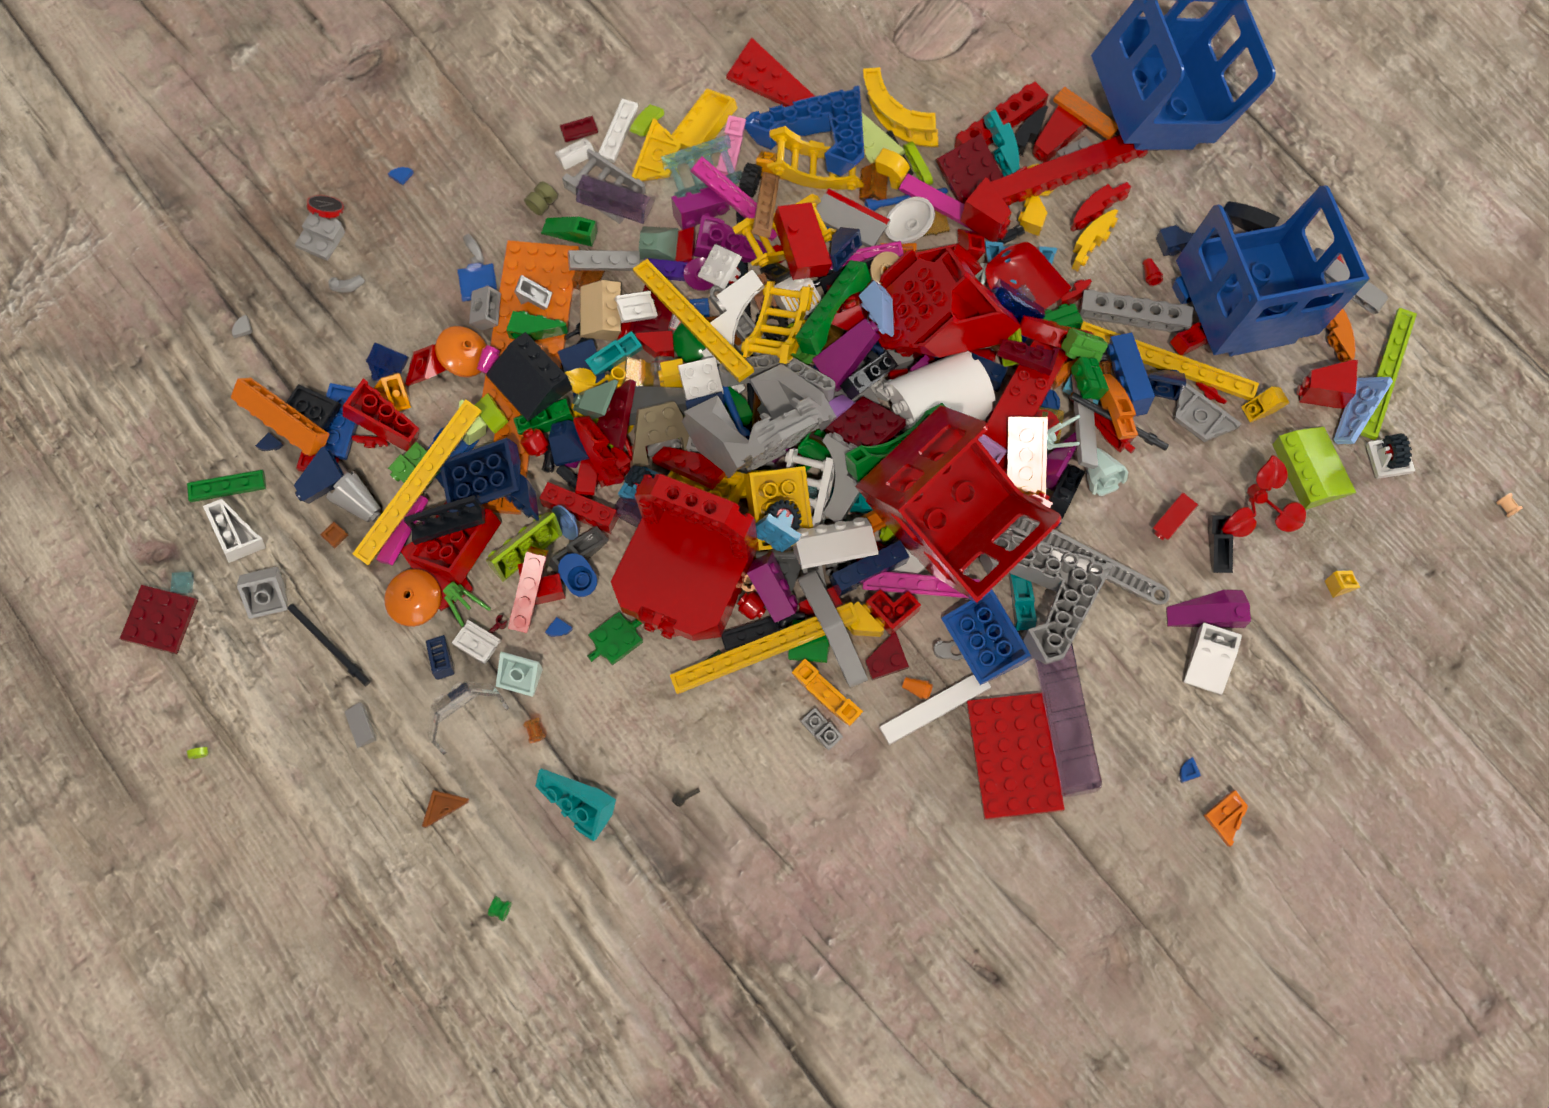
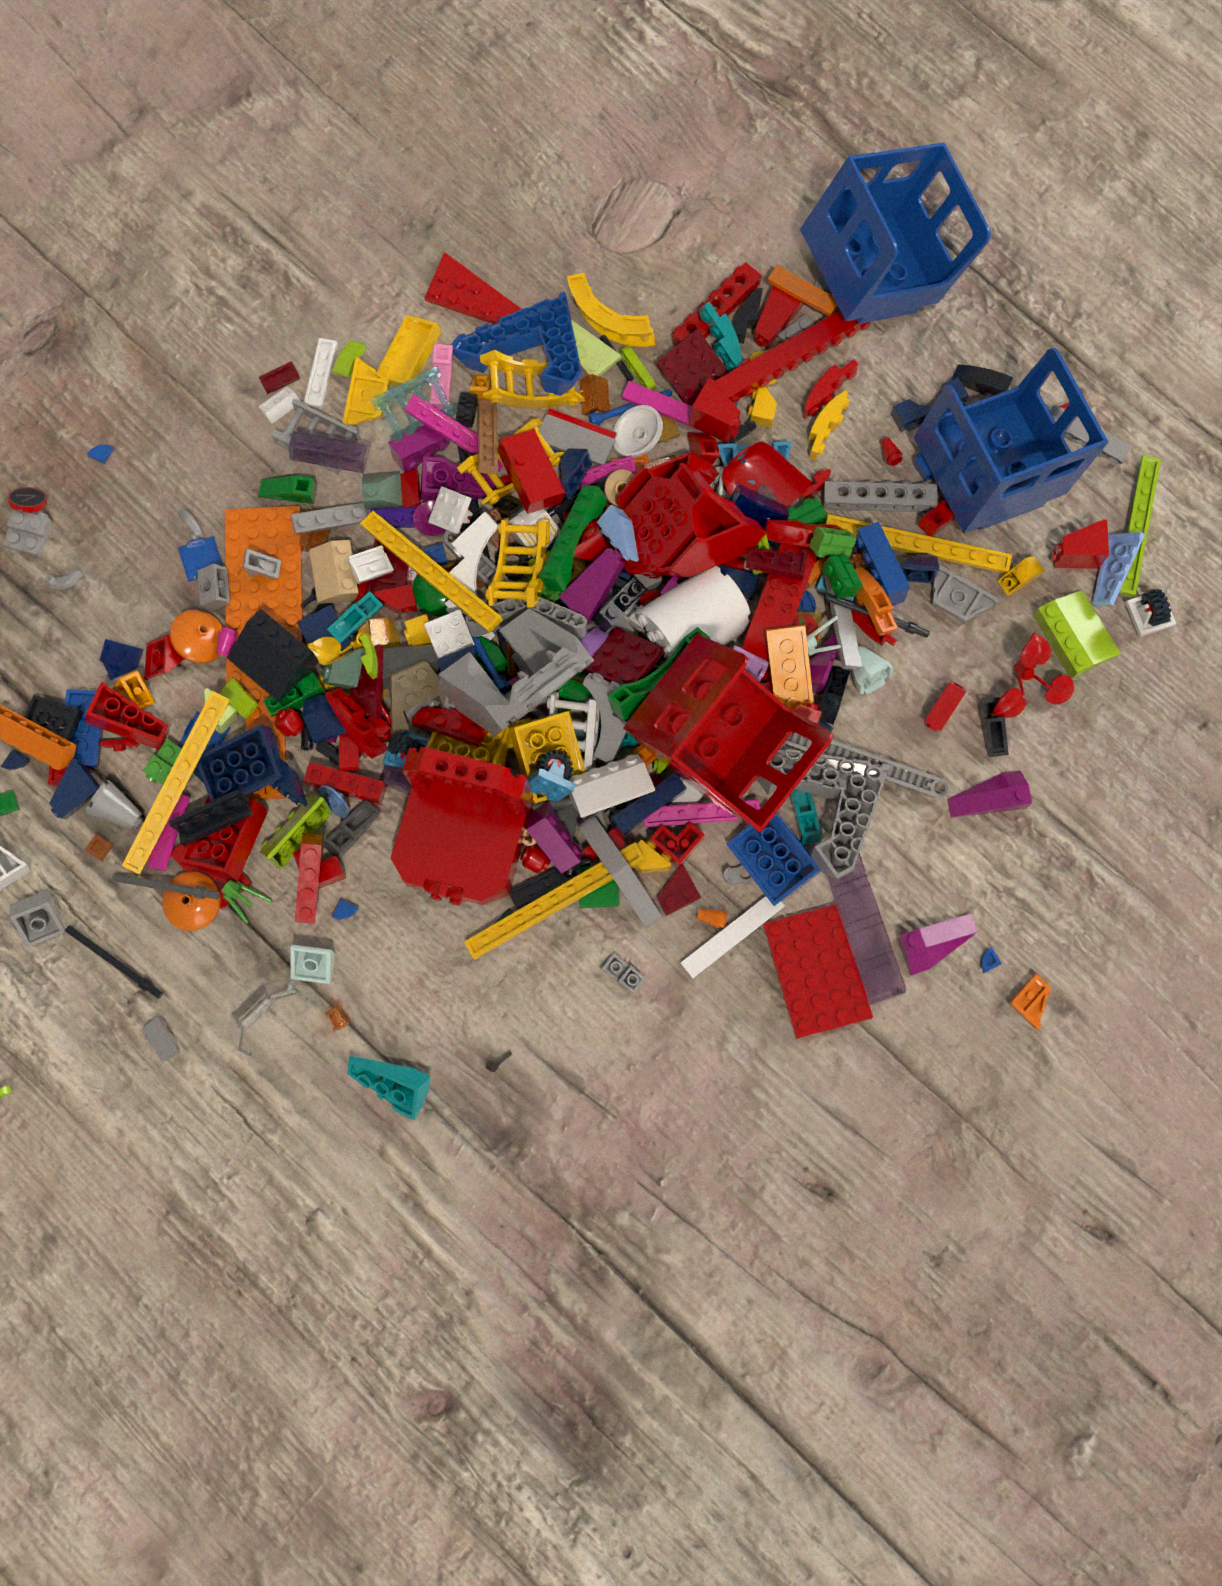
camera: 10 degrees left, 5 degrees up
(420, 588) = (198, 891): none -> dark grey bar
(441, 805) = (256, 1107): dark orange tile -> none
(444, 668) = (235, 968): dark blue slope -> none
(476, 642) = (263, 937): white plate -> none
(498, 625) = (282, 917): dark red hand -> none
(499, 908) = (332, 1201): green wheel -> none
(536, 327) = (269, 600): green slope -> none
(540, 198) = (252, 459): olive wheel -> none
(577, 575) = (355, 854): blue piece -> none
(615, 639) = (403, 913): green plate -> none
(621, 390) = (369, 659): none -> lime slope
(826, 693) = (623, 937): light orange slope -> none
(893, 166) = (611, 375): yellow brick -> none
(1132, 745) = (932, 943): none -> magenta wedge
(1211, 393) = (965, 571): red piece -> none
(1212, 658) = (998, 845): white slope -> none
(1341, 583) = (1117, 749): yellow slope -> none
(1342, 337) = (1090, 496): orange slope -> none

